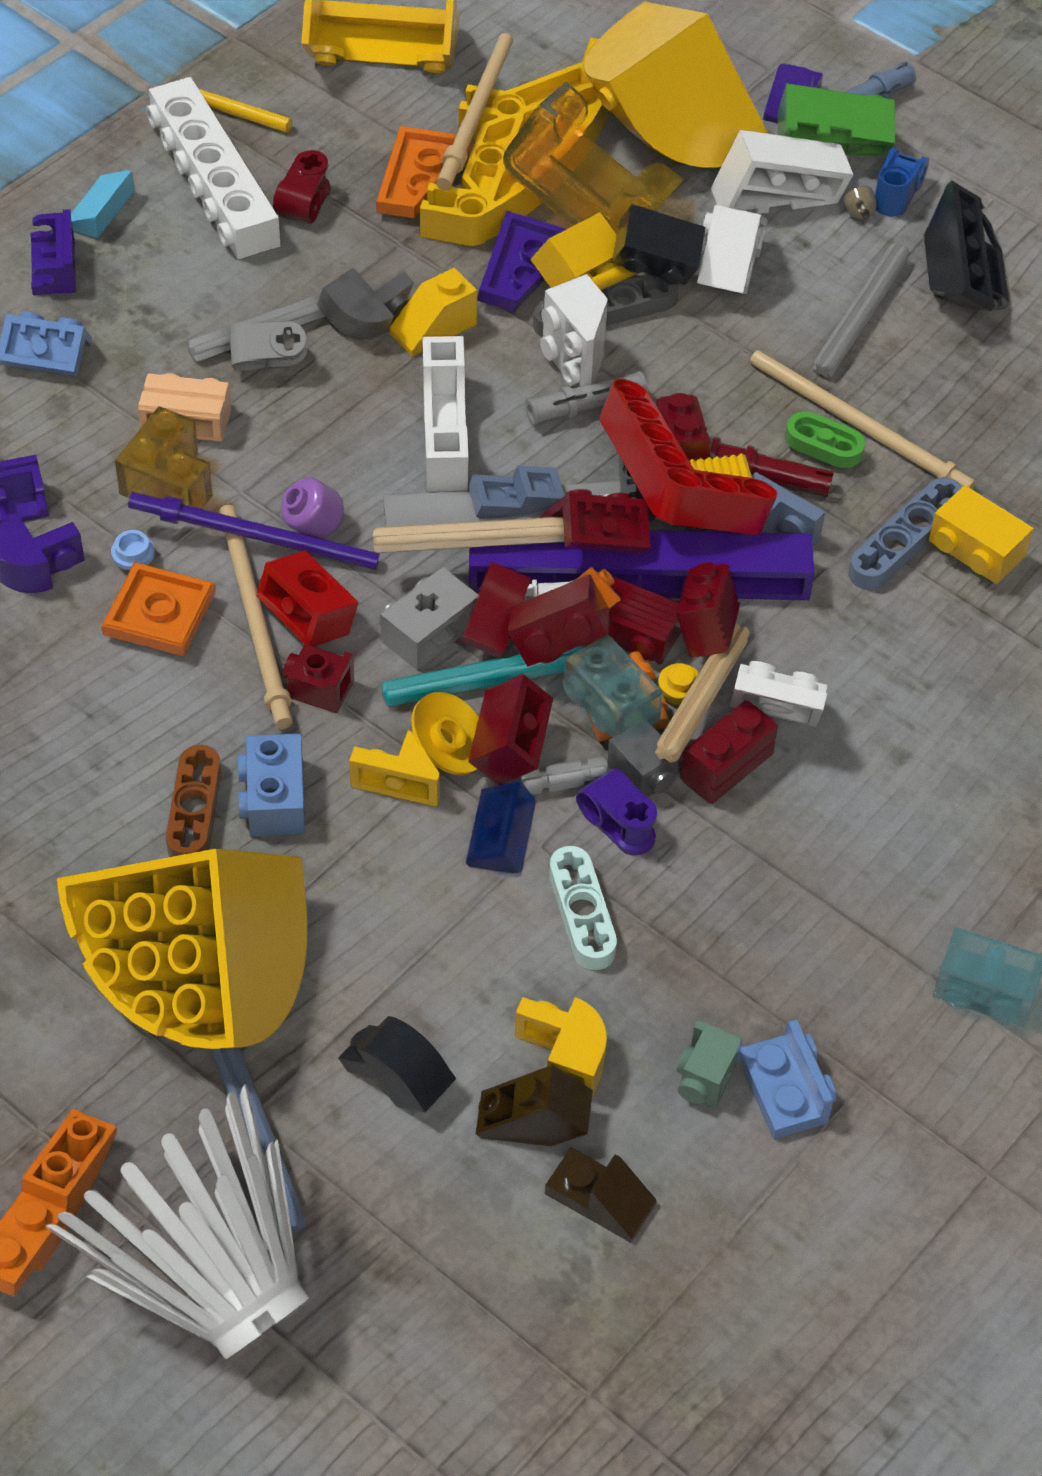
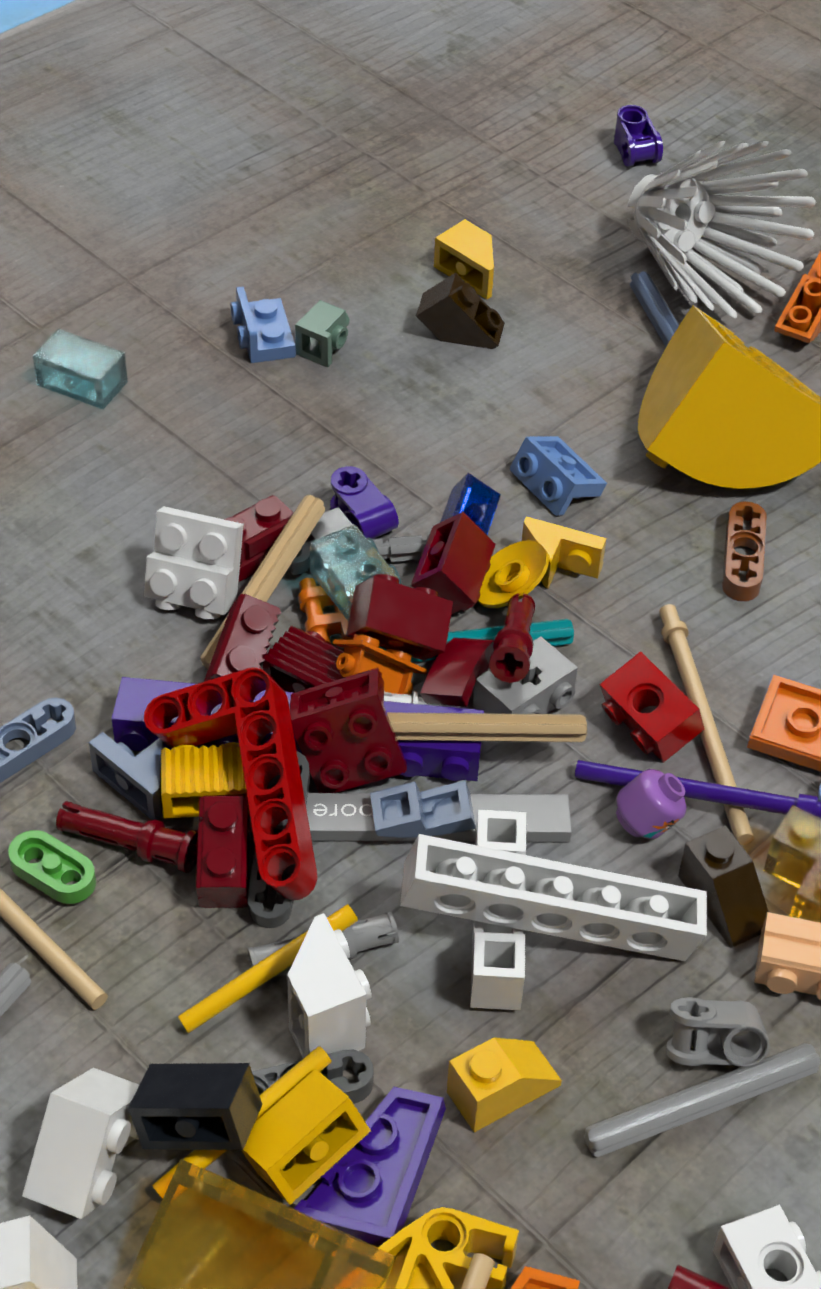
camera: 175 degrees left, 5 degrees down
(254, 461) = (731, 881): none -> dark brown slope
(273, 785) = (674, 549): medium blue brick -> none
(319, 677) = (633, 633): dark red brick -> none
(360, 310) = (597, 1075): flat silver brick -> none
(399, 882) = (555, 473): none -> medium blue bracket
(400, 392) = (553, 898): none -> white brick
(401, 1062) = (566, 336): black brick -> none
(444, 608) = (513, 643): none -> dark red pin
(533, 1227) = (468, 253): none -> yellow slope
(574, 1037) = (428, 355): yellow brick -> none
(578, 925) = (400, 462): light aqua beam -> none
(602, 1193) = (410, 275): dark brown slope -> none
(624, 366) = (256, 975): none -> yellow bar
(676, 681) = (290, 616): yellow plate -> none

